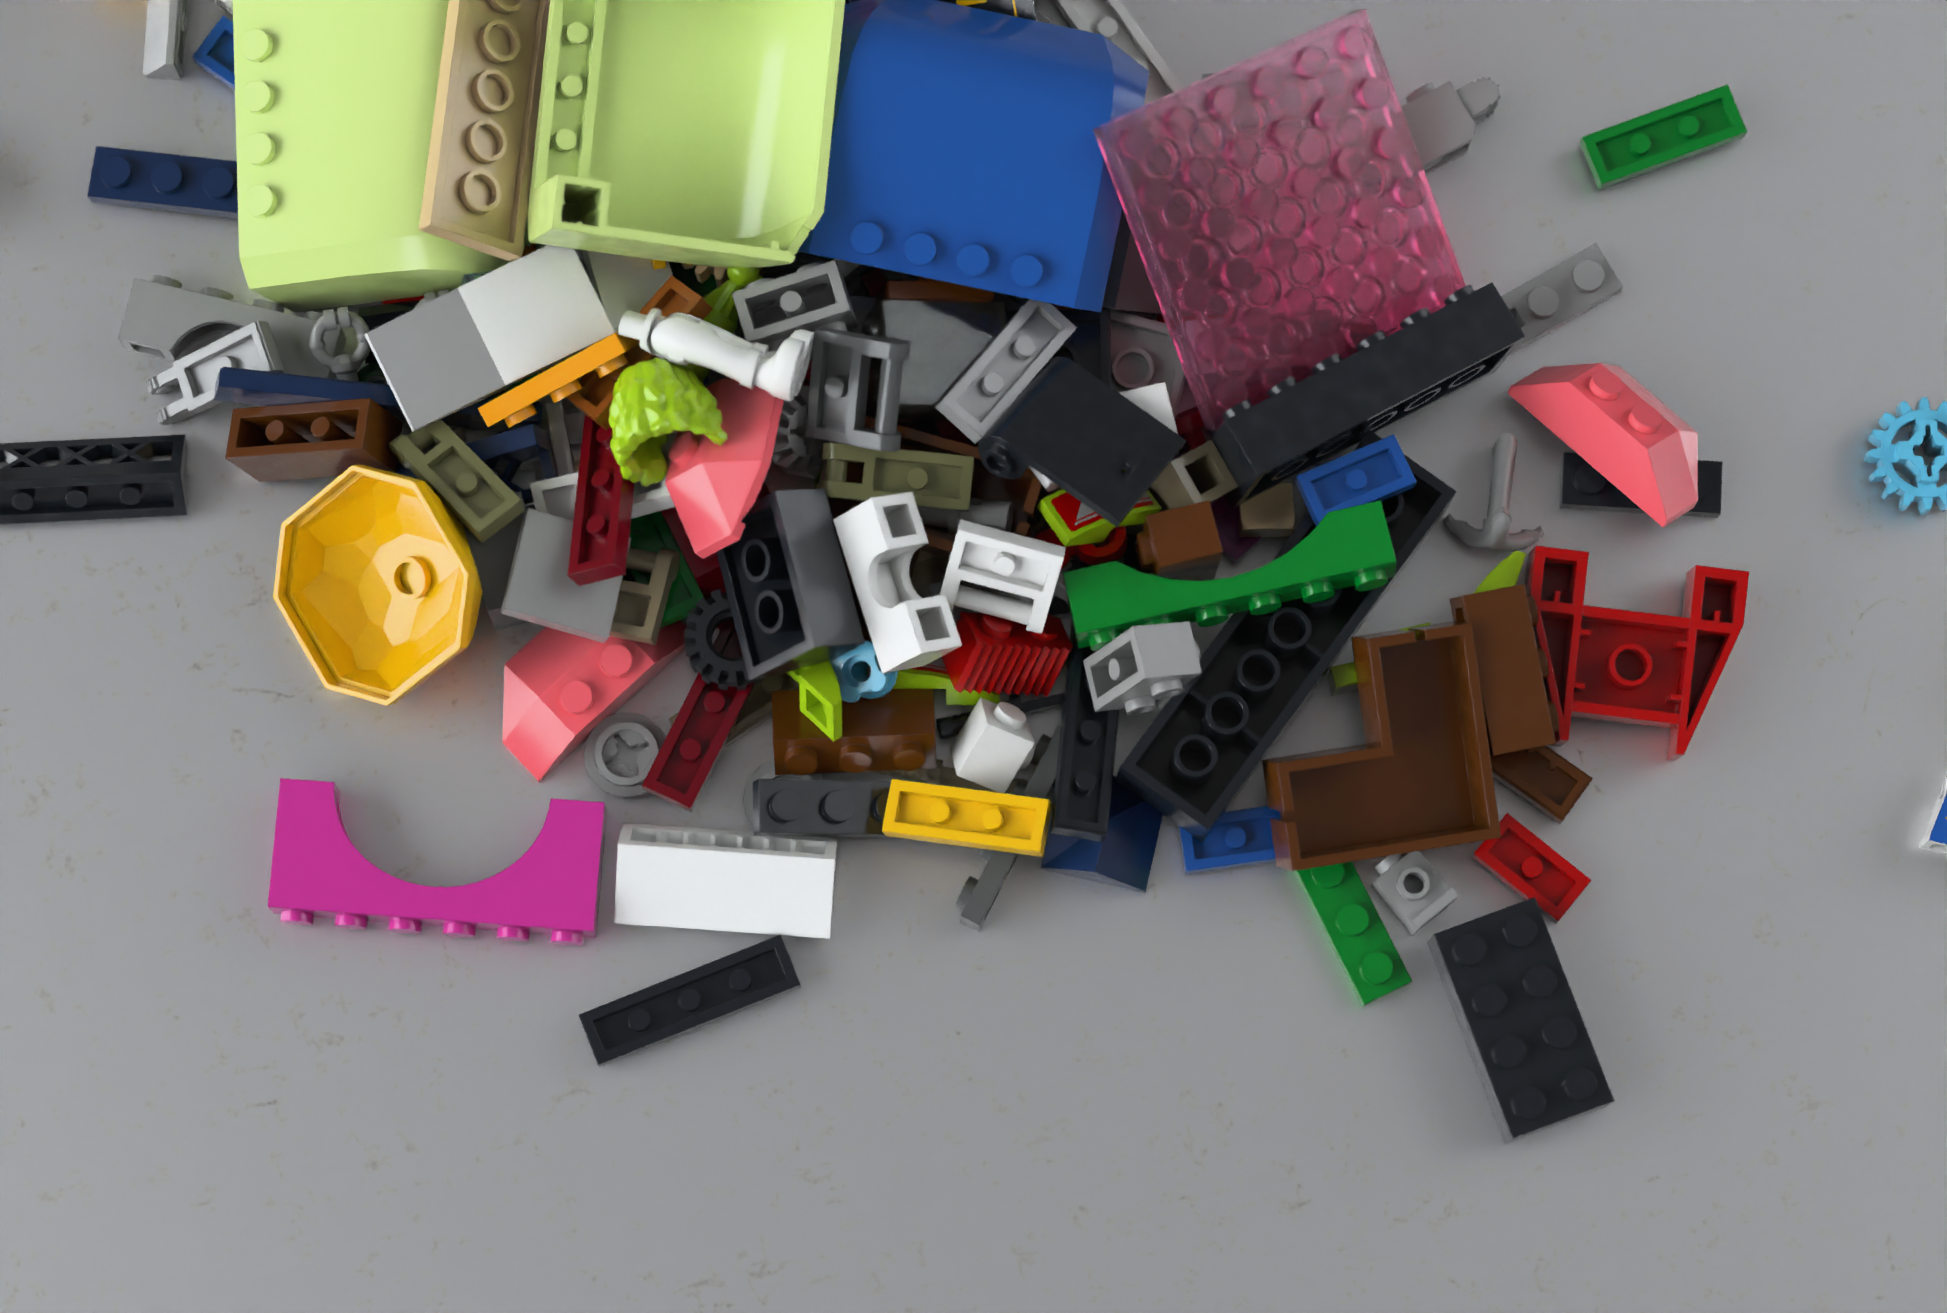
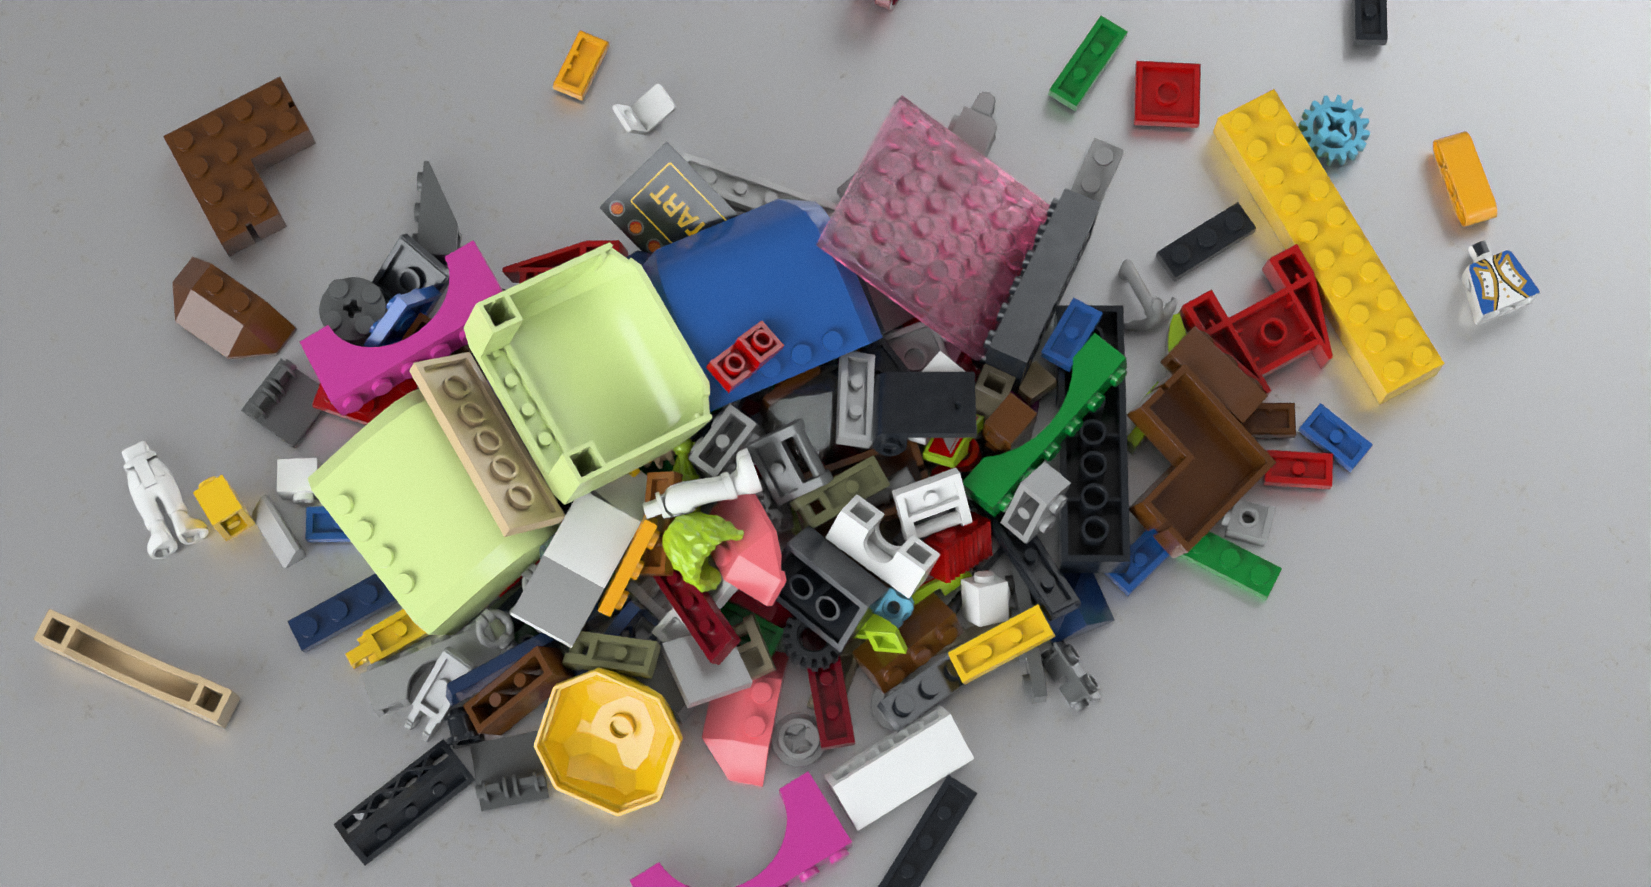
camera: 30 degrees left, 5 degrees down
(195, 257) = (386, 639): none -> yellow hinge
(211, 438) = (461, 729): none -> black brick
(232, 534) = (508, 771): none -> dark grey hinge
(894, 211) = (745, 356): none -> red slope
(1037, 945) = (1079, 685): none -> dark grey hinge
(1520, 1020) = (1352, 549): black brick -> none
(1612, 861) = (1335, 437): none -> blue plate
(1618, 432) = (1177, 221): coral wedge -> none
(1737, 252) = (1167, 94): none -> red plate
(1799, 603) = (1349, 275): none -> yellow brick

